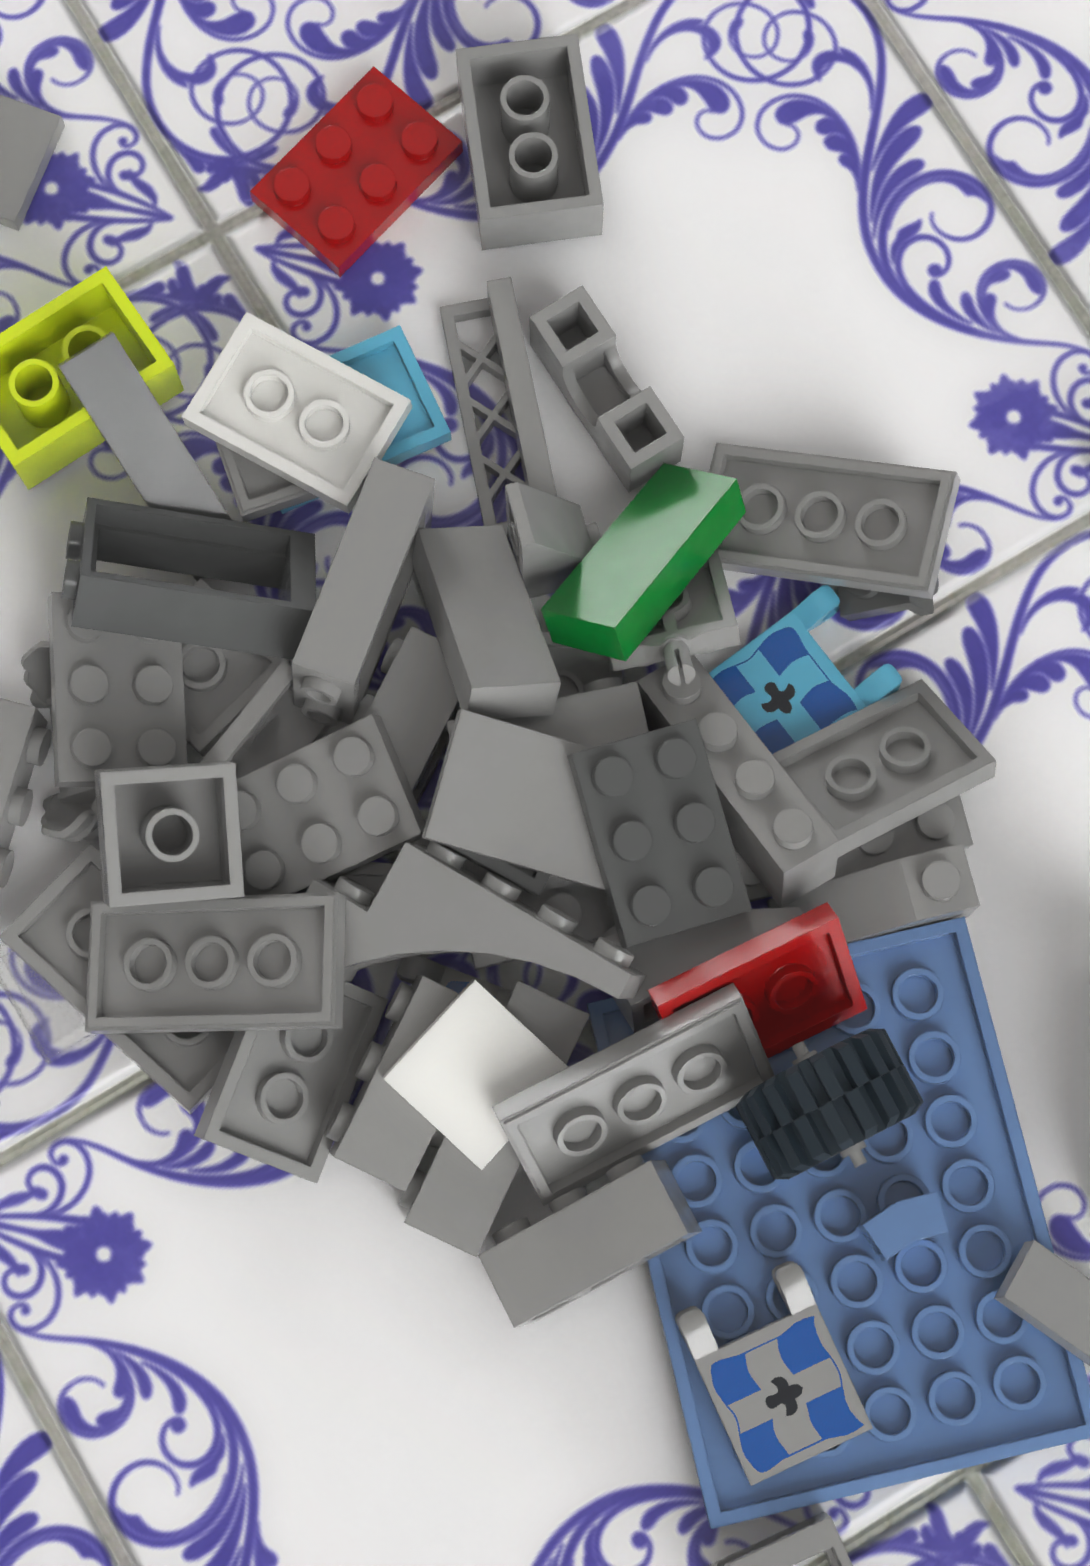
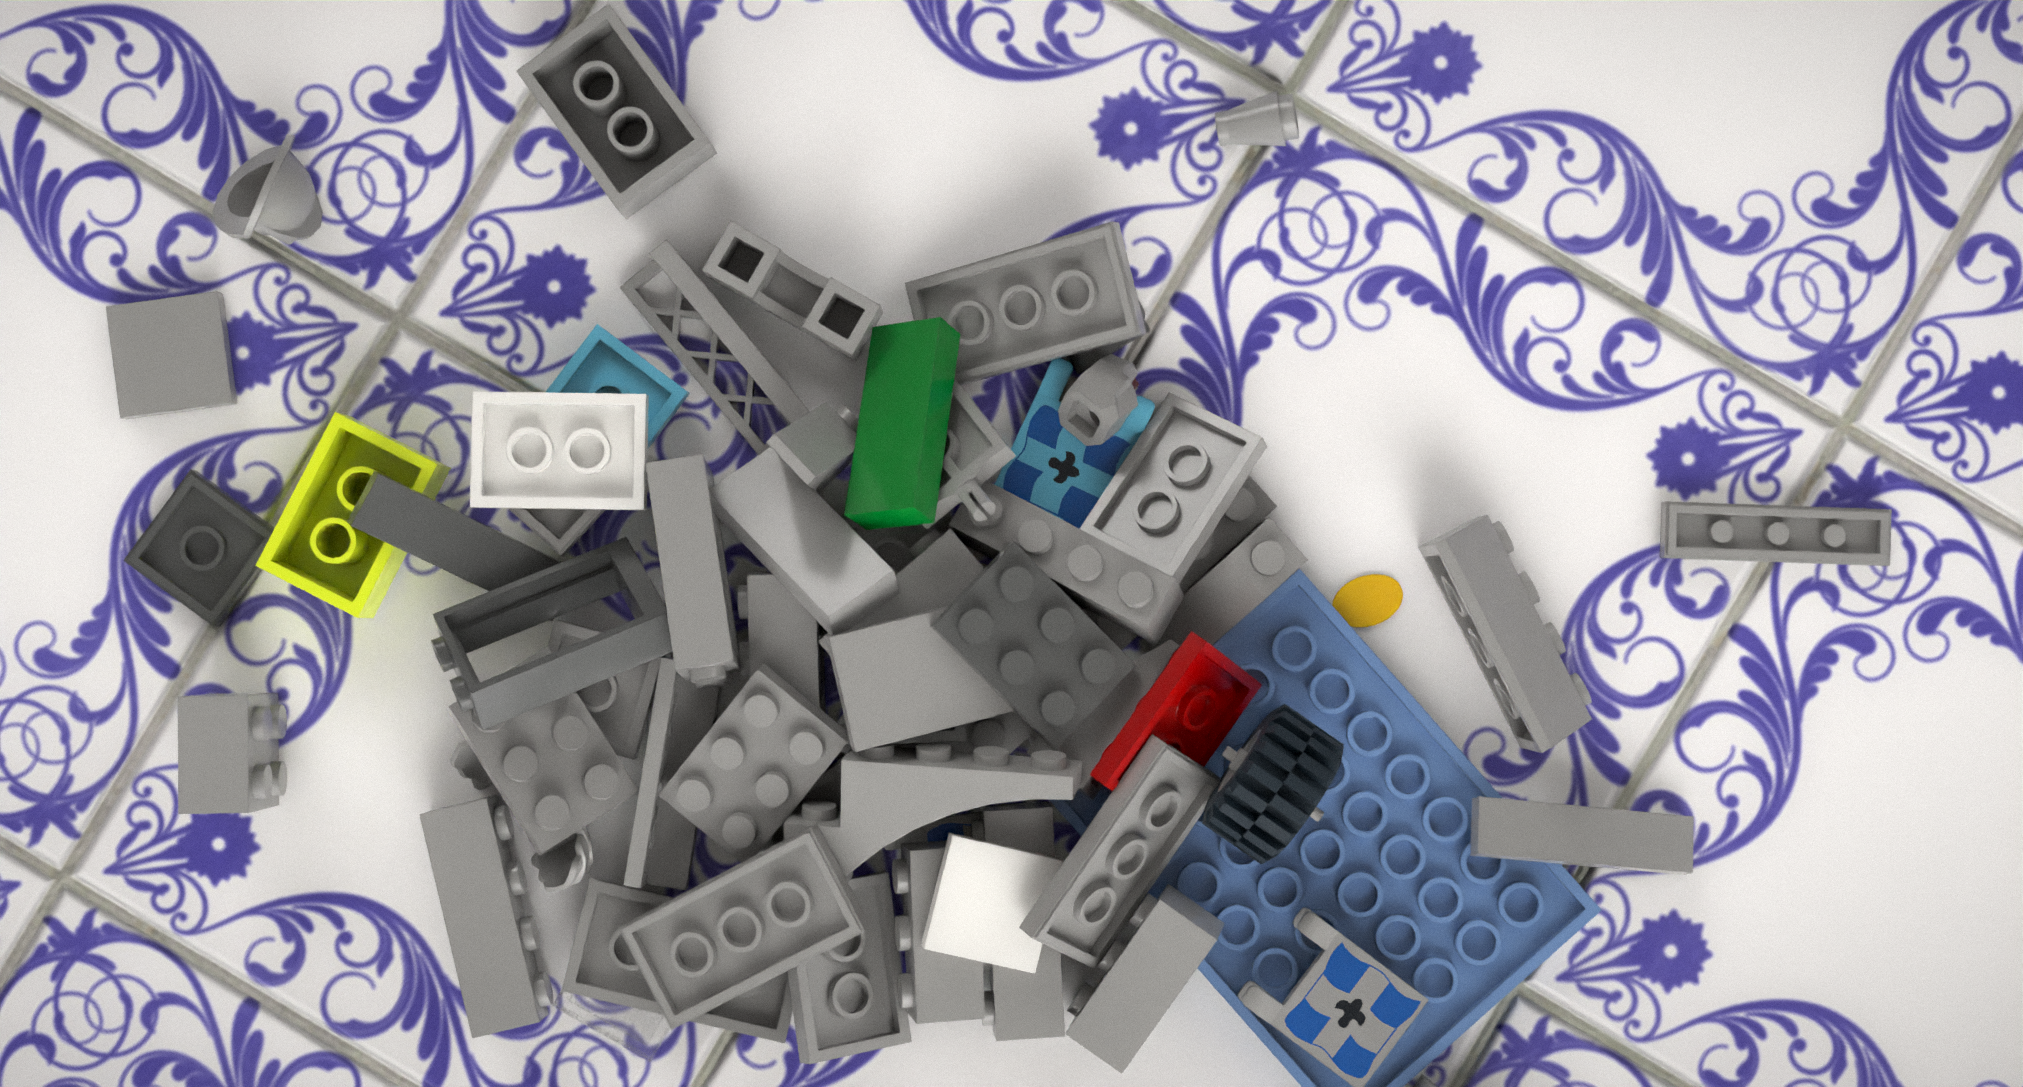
camera: 30 degrees left, 10 degrees up
(163, 57) = (269, 197): none -> light grey helmet
(169, 833) = (653, 850): light grey brick -> none
(356, 171) = (486, 205): red plate -> none
(849, 645) = (1100, 400): none -> light grey rock
(904, 1223) = (1374, 835): medium blue piece -> none
(1018, 991) = (1368, 600): none -> yellow sticker

